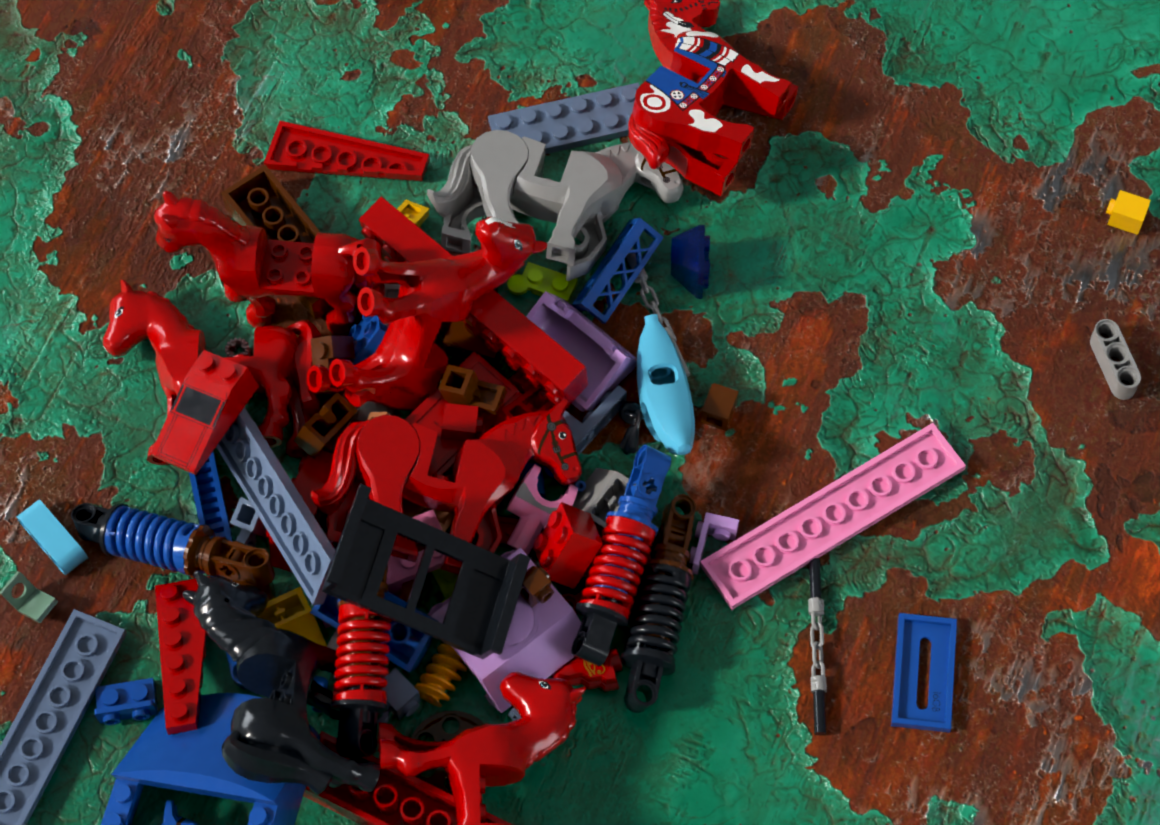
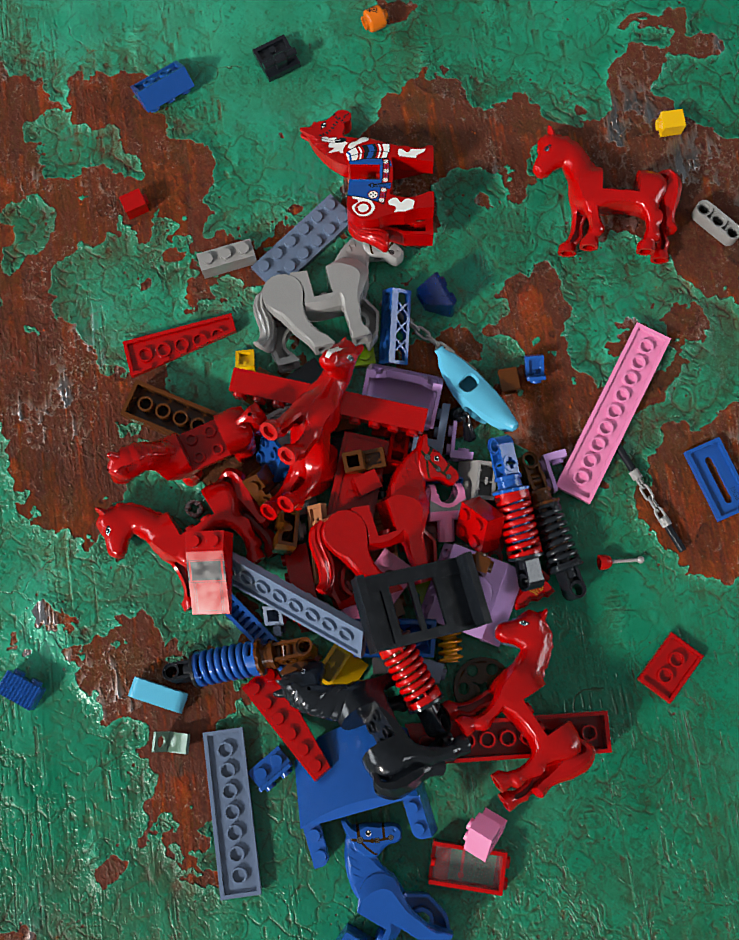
camera: 30 degrees left, 15 degrees up
(464, 91) = (226, 258): none -> light grey brick
(594, 450) = (461, 454): none -> lavender bracket
(708, 690) = (605, 562): none -> hinge
(764, 408) = (534, 368): none -> blue bracket
(1040, 286) = (651, 199): none -> red animal

